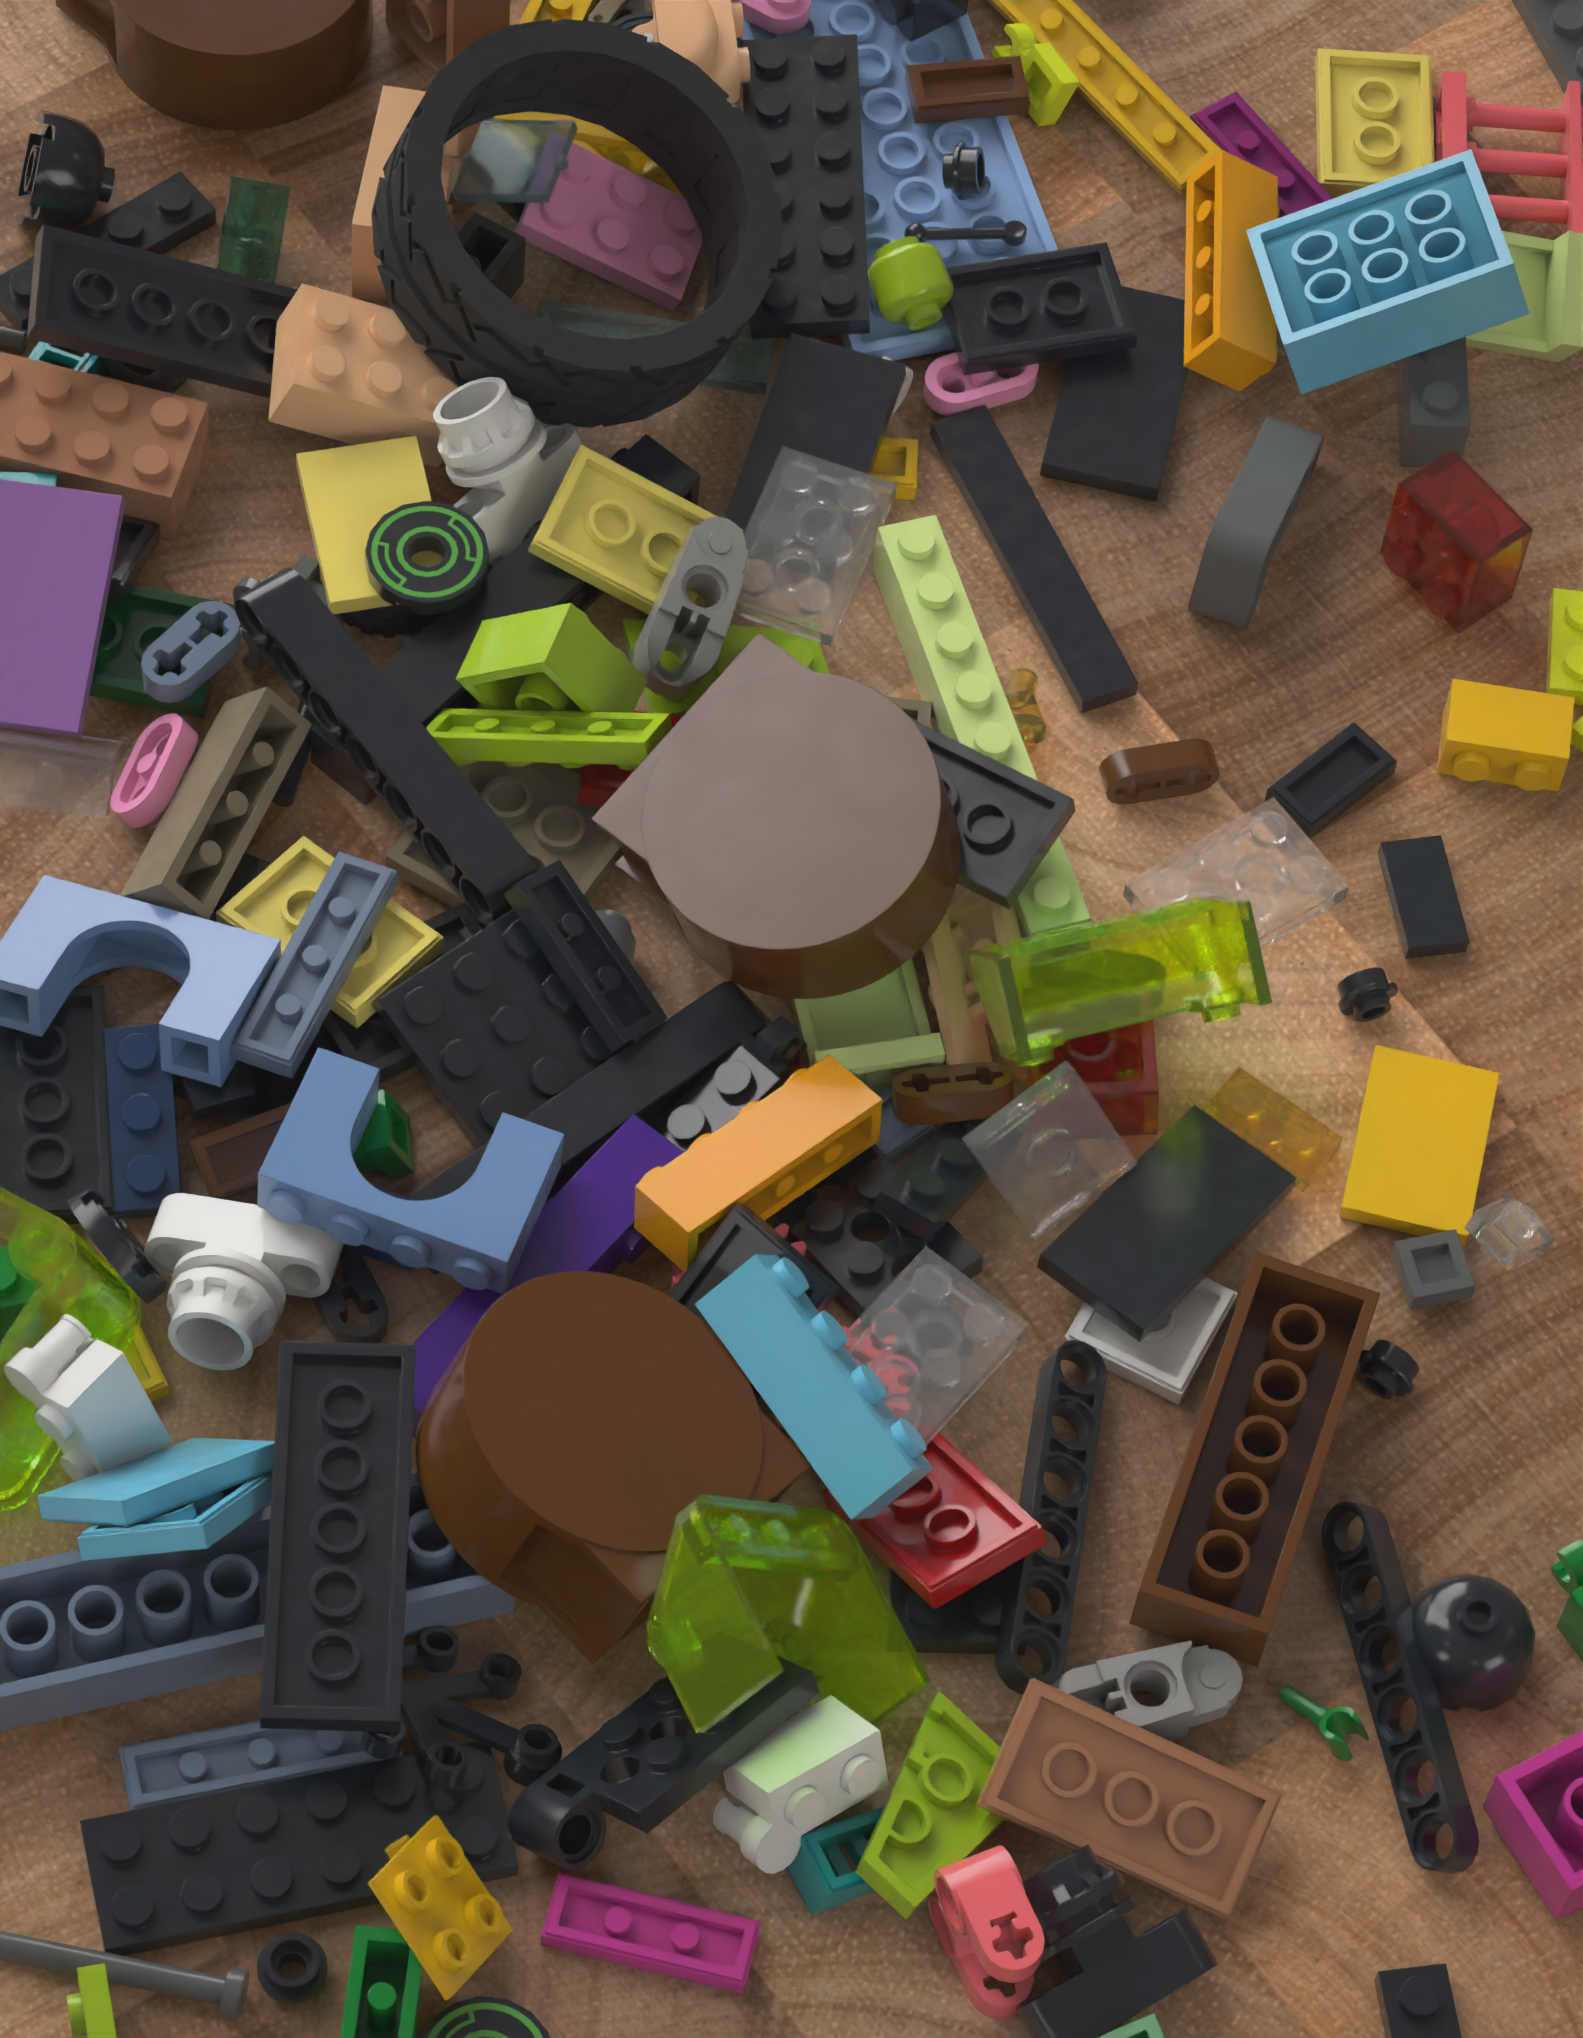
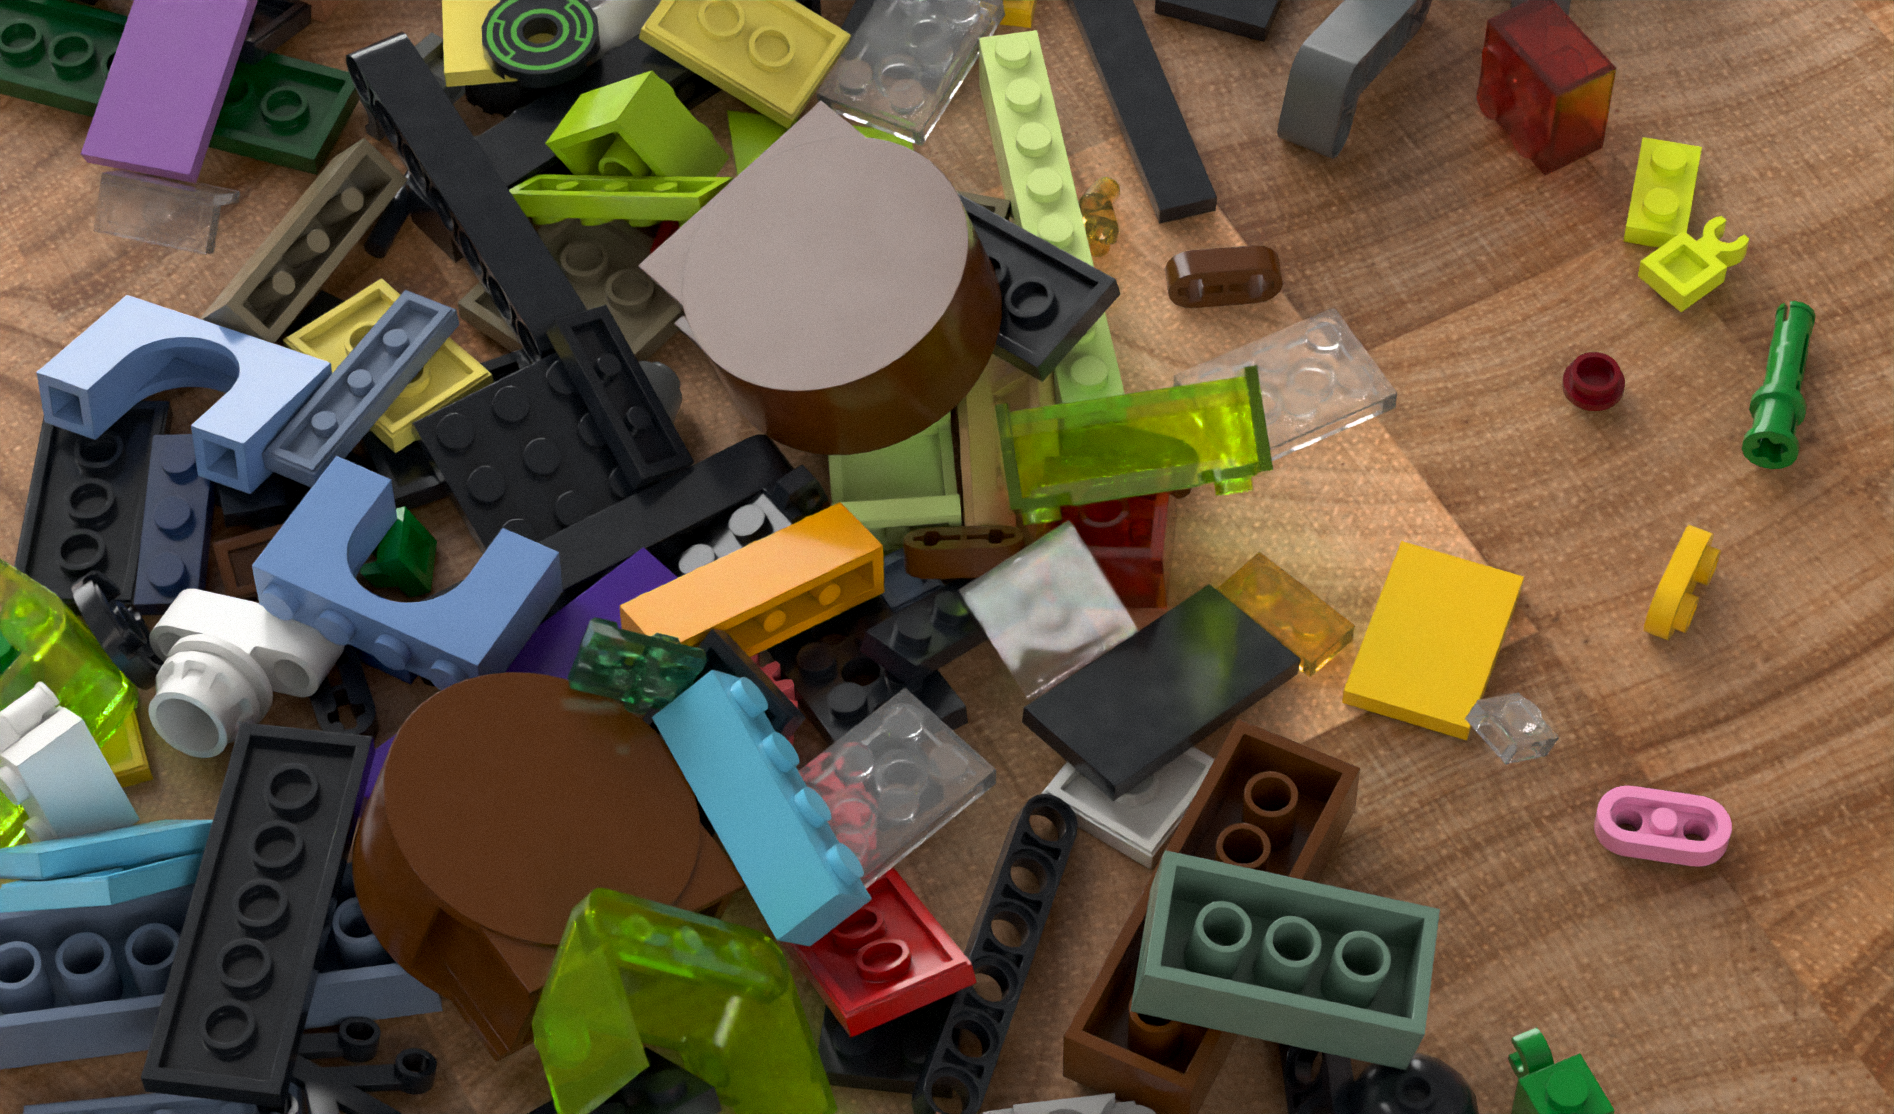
camera: 15 degrees right, 5 degrees down
(154, 771) = (257, 215): bright pink plate -> none
(185, 646) = (308, 111): sand blue beam -> none
(674, 1256) = (634, 666): none -> clear green hips
(713, 567) = (804, 57): light grey piece -> none
(1332, 779) = (1397, 297): black tile -> none
(1346, 1499) = (1286, 960): none -> sand green brick
(1366, 994) = (1399, 493): black plate -> none
(1387, 1370) = (1366, 850): black plate -> none
(1423, 897) = (1472, 409): black tile -> none
(1433, 1269) = (1428, 757): dark grey plate -> none
(1505, 735) = (1574, 265): yellow brick -> none
(1539, 859) = (1593, 382): none -> dark red plate

